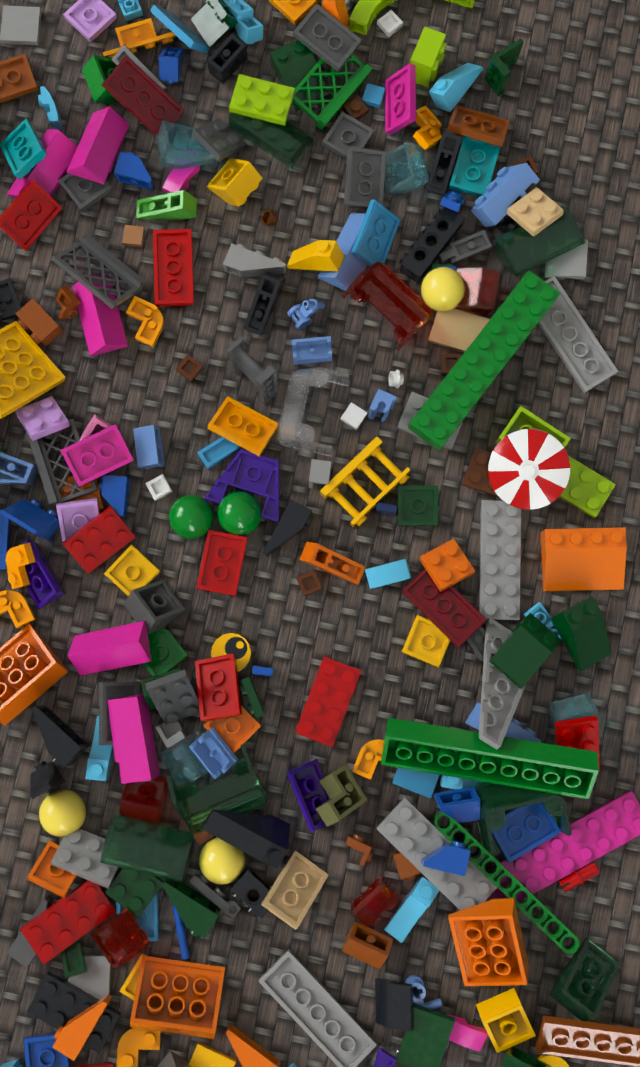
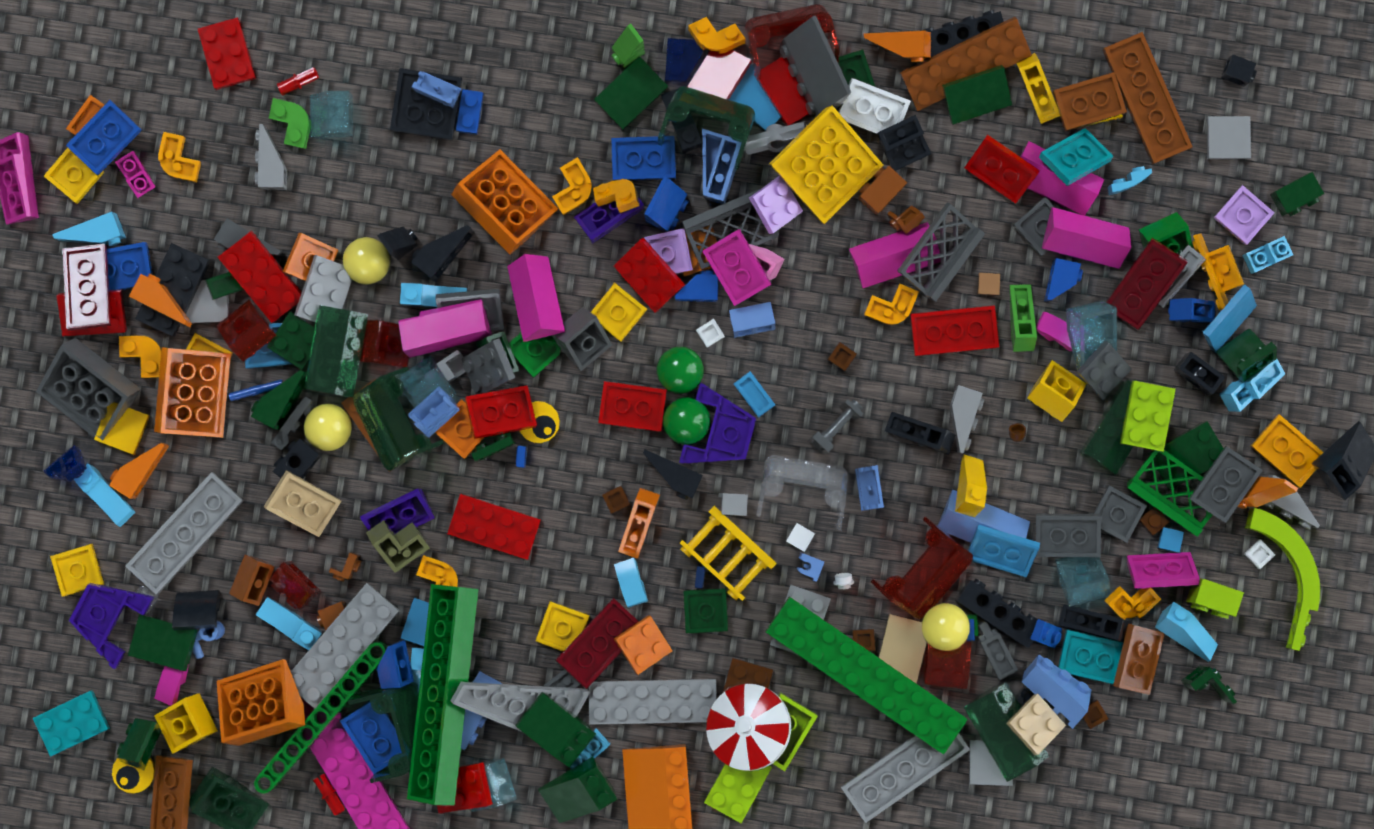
camera: 90 degrees right, 5 degrees up
(243, 426) = (780, 419): light orange plate -> none
(254, 834) = (354, 460): black wedge -> none
(301, 312) = (909, 475): medium blue piece -> none
(449, 858) = (340, 658): blue slope -> none

